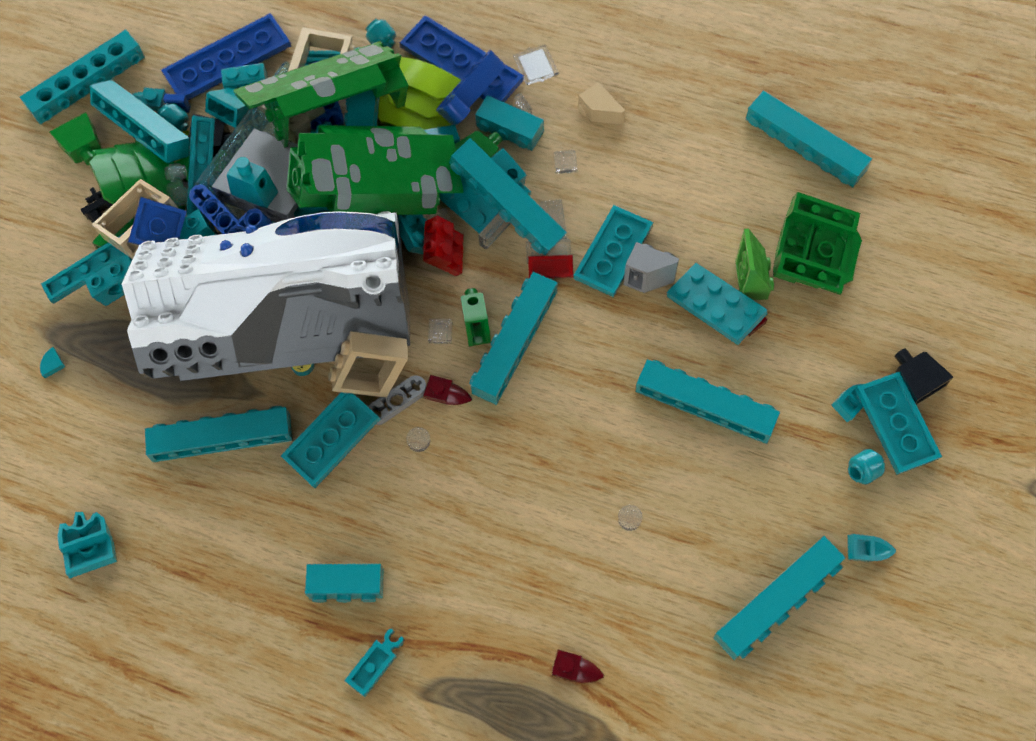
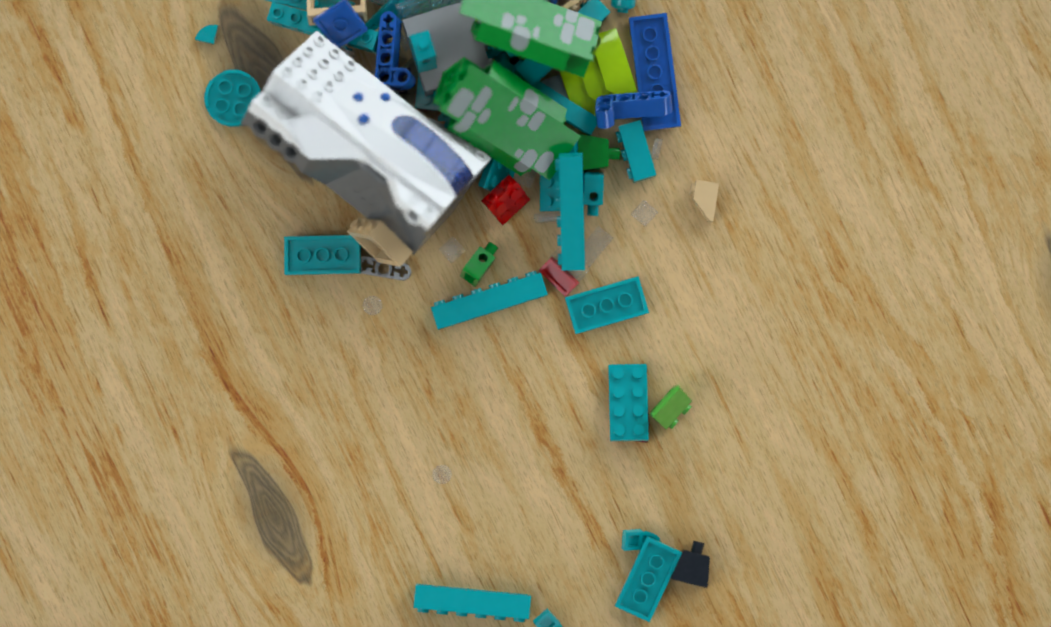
camera: 45 degrees right, 20 degrees up
(86, 544) = (129, 179): teal plate -> none
(122, 394) = (230, 96): none -> teal tile
(218, 434) = (262, 186): teal brick -> none
(344, 582) = (249, 350): teal brick -> none
(373, 664) = (221, 411): teal plate -> none
(445, 391) = (417, 292): dark red plate -> none
(536, 64) = (701, 122): clear piece -> none
(575, 668) = (326, 523): dark red plate -> none
(649, 268) = (608, 341): light grey slope -> none
(707, 401) = (556, 454): teal brick -> none
(808, 139) = (806, 355): teal brick -> none
(818, 244) = (727, 431): green slope -> none
(866, 466) = (601, 583): teal head -> none

